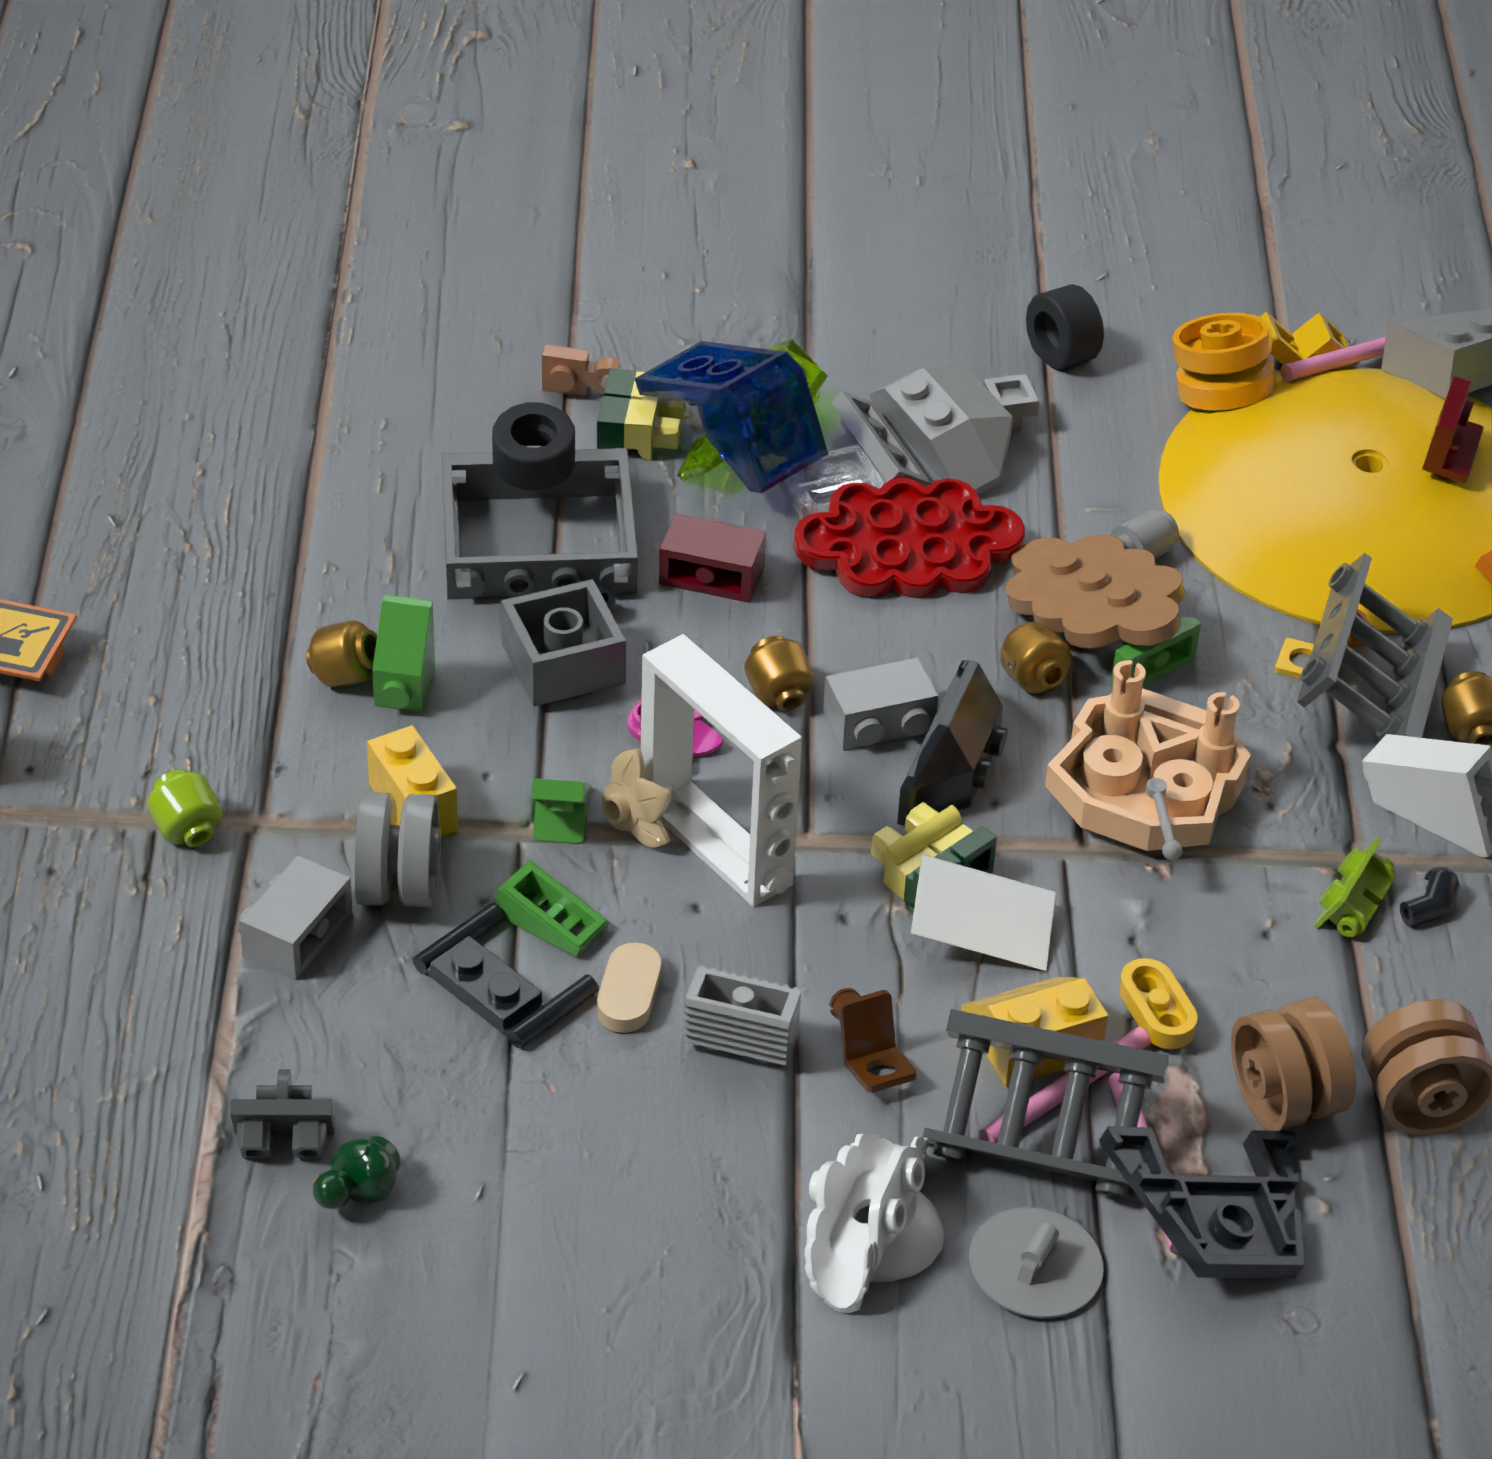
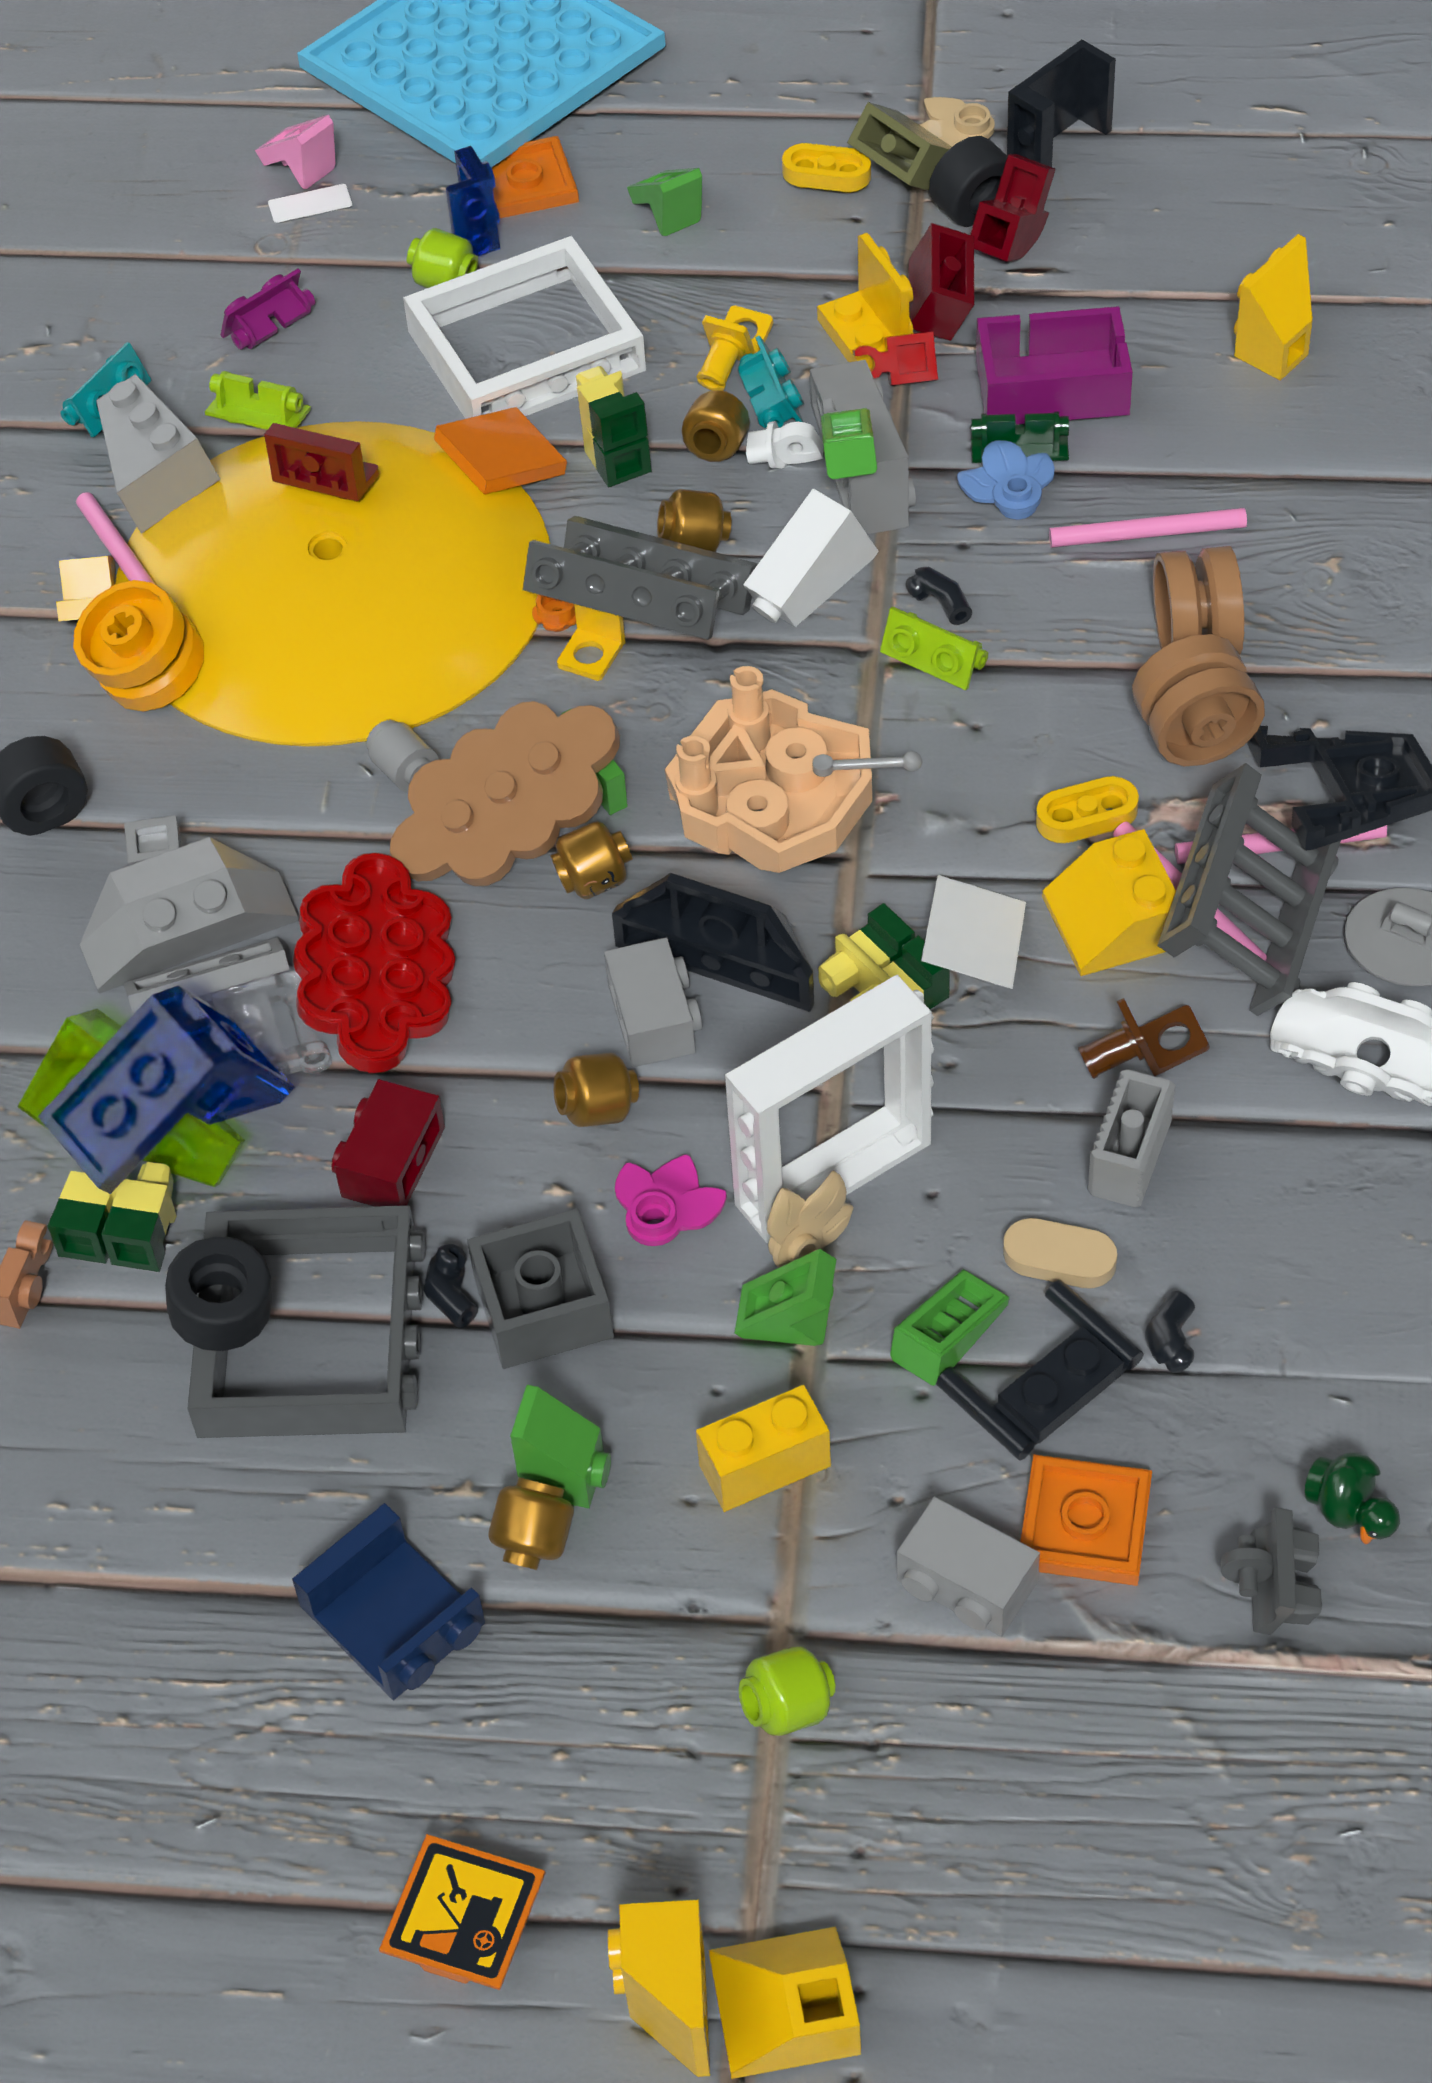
camera: 80 degrees left, 10 degrees up
(286, 593) = (387, 1604): none -> dark blue panel
(350, 1005) = (1087, 1518): none -> orange tile
(393, 849) = (894, 1446): light grey wheel -> none
(545, 1056) = (1165, 1333): none -> black arm

